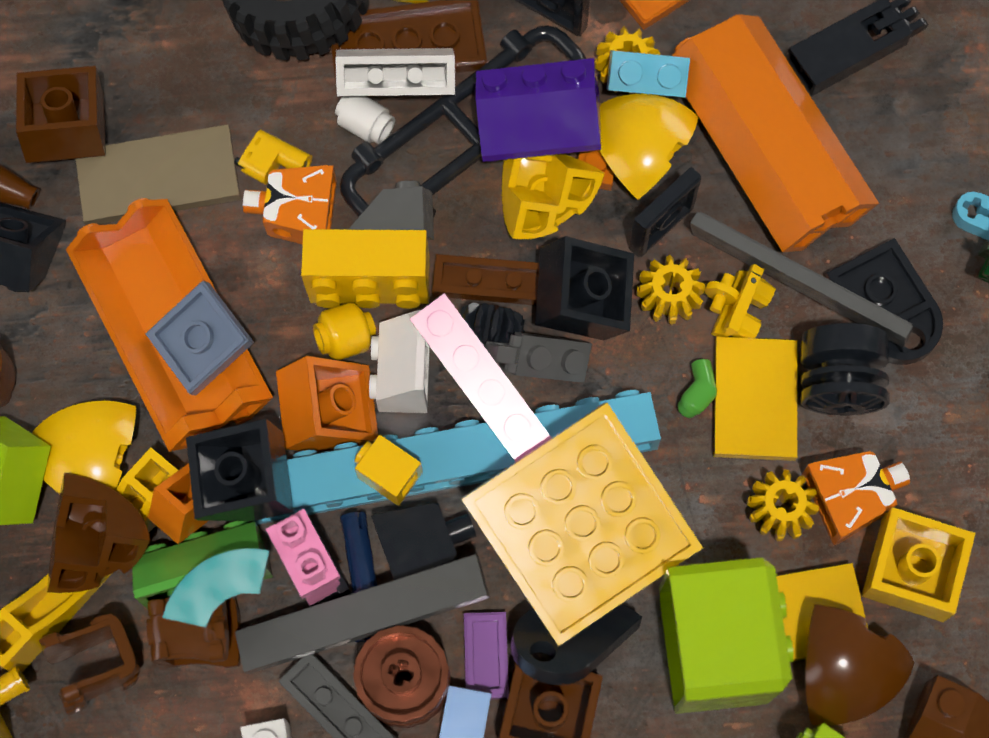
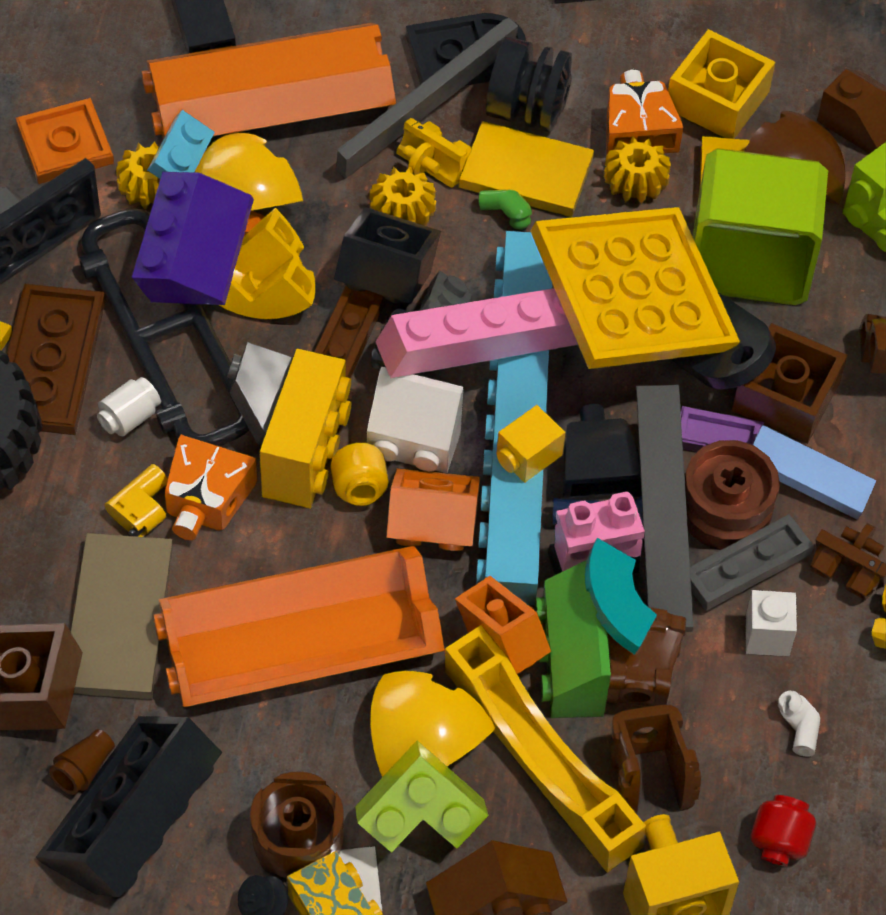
camera: 80 degrees left, 15 degrees down
(93, 535) = (522, 723): reddish brown brick -> none
(199, 338) = (328, 597): sand blue tile -> none
(239, 473) = (502, 559): black slope -> none
(395, 72) = (96, 356): white brick -> none
(664, 212) = (330, 175): black tile -> none

